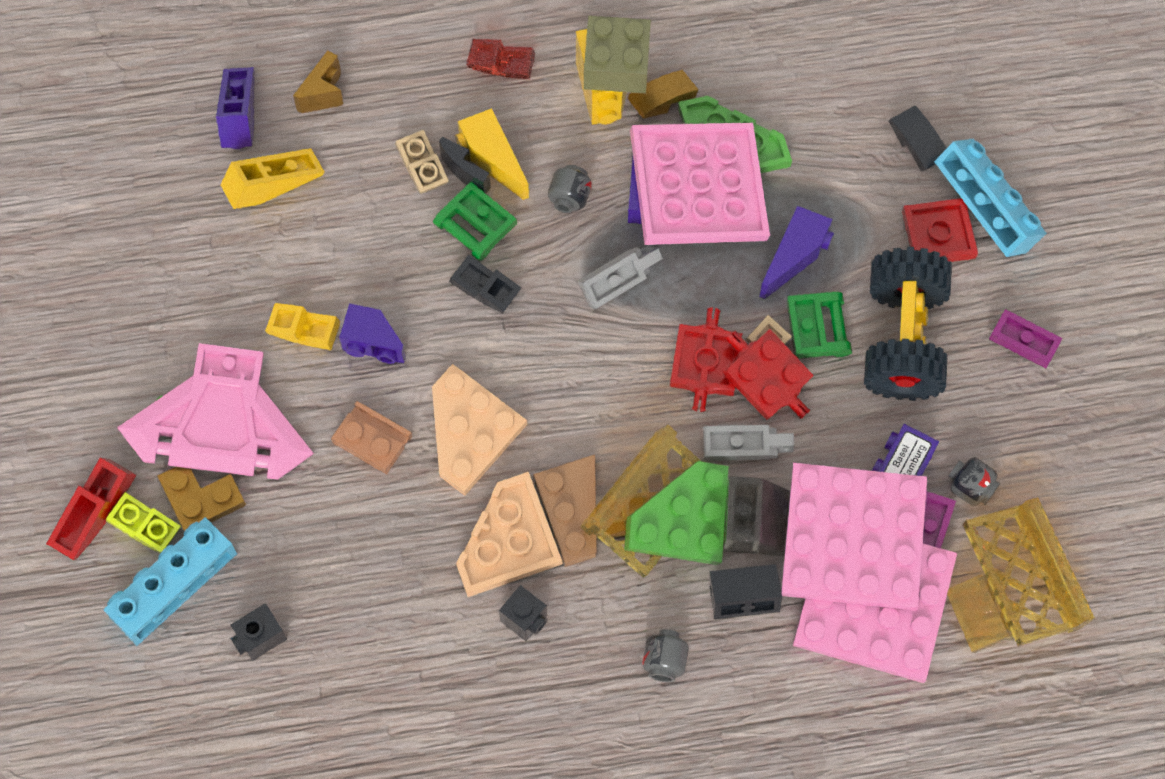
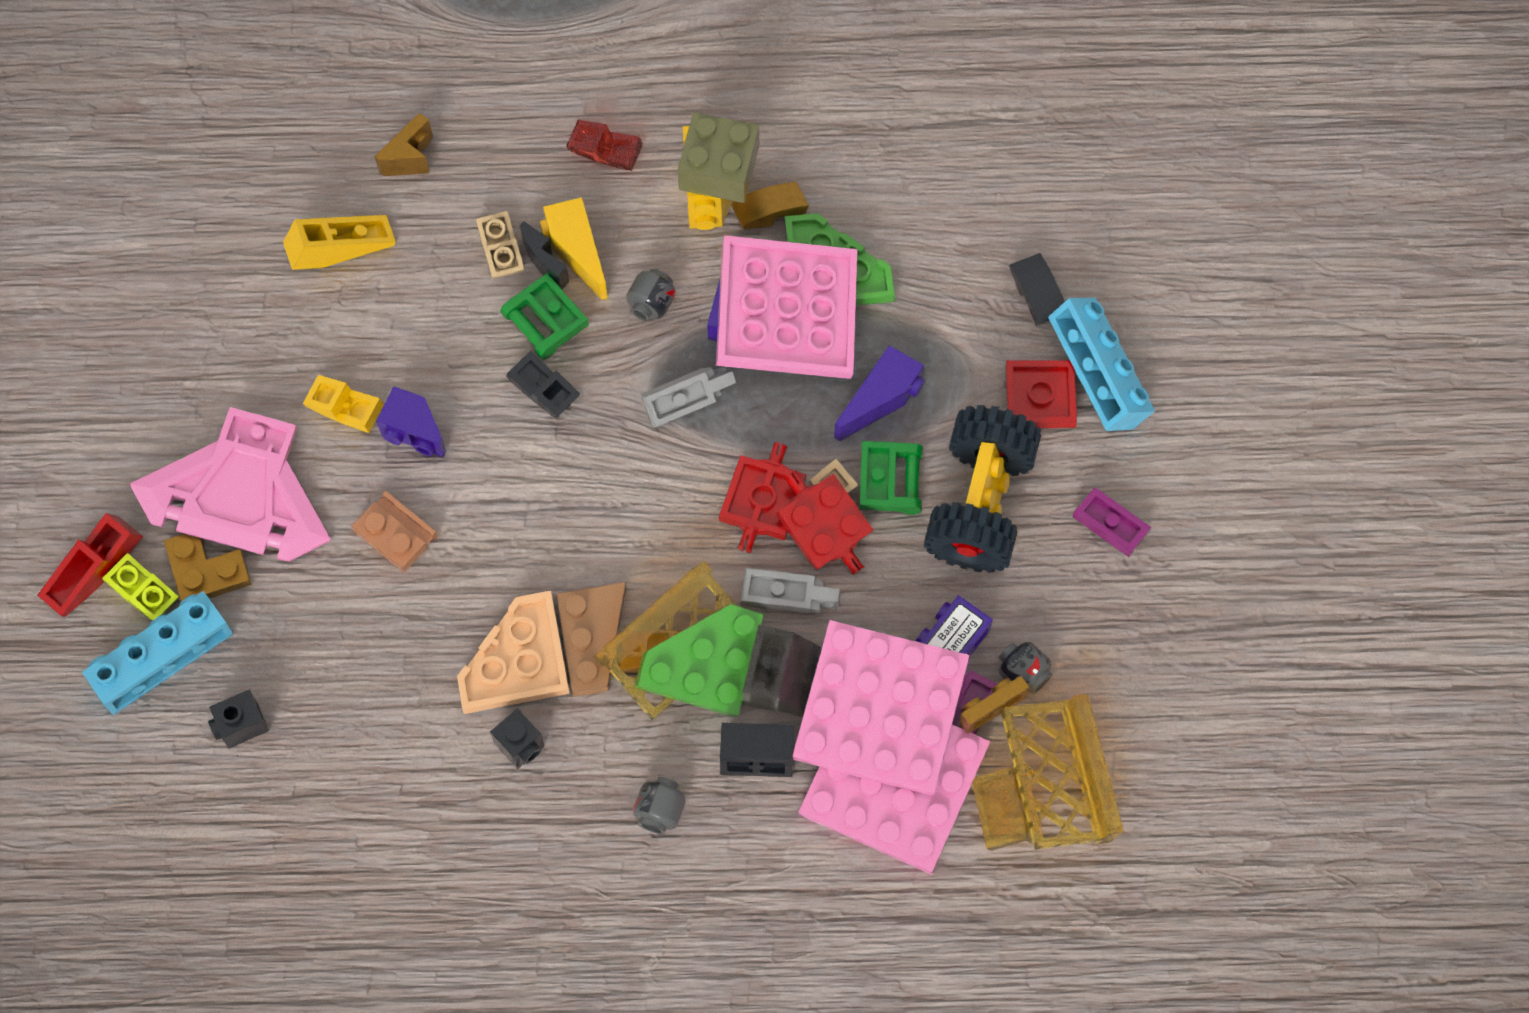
camera: 10 degrees right, 0 degrees up
(236, 108) = (314, 162): dark purple slope -> none
(470, 428) = (499, 536): light nougat plate -> none
(963, 509) = (1005, 694): none -> pearl gold plate

